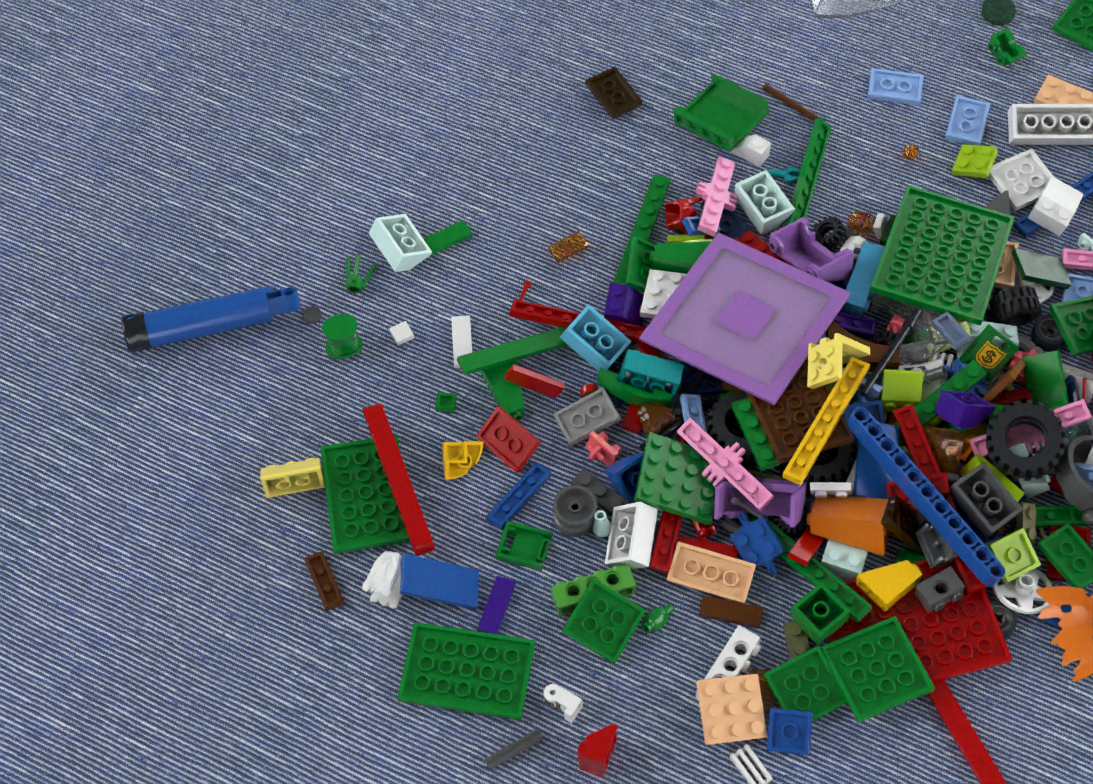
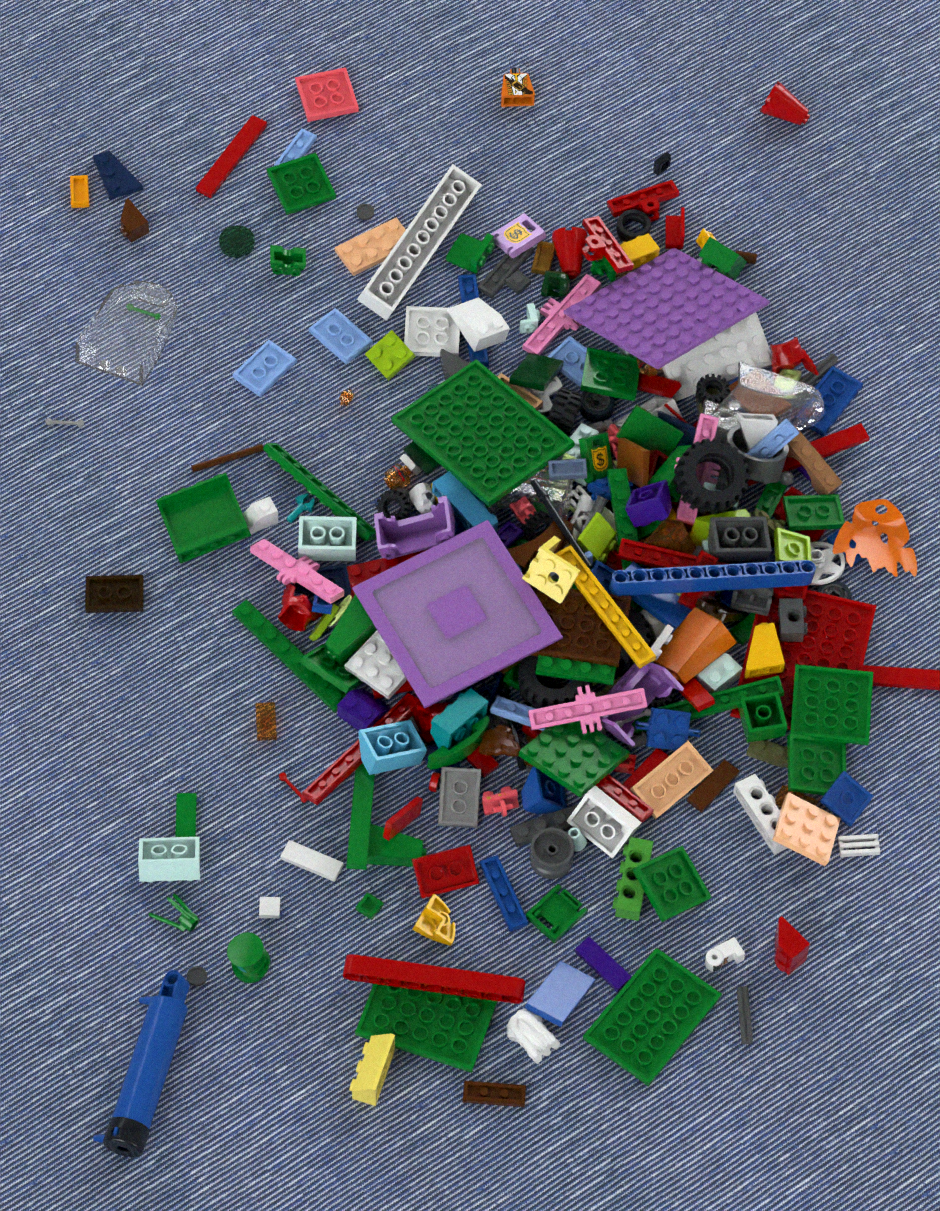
camera: 65 degrees left, 0 degrees up
(656, 618) = (689, 843): green plant -> none

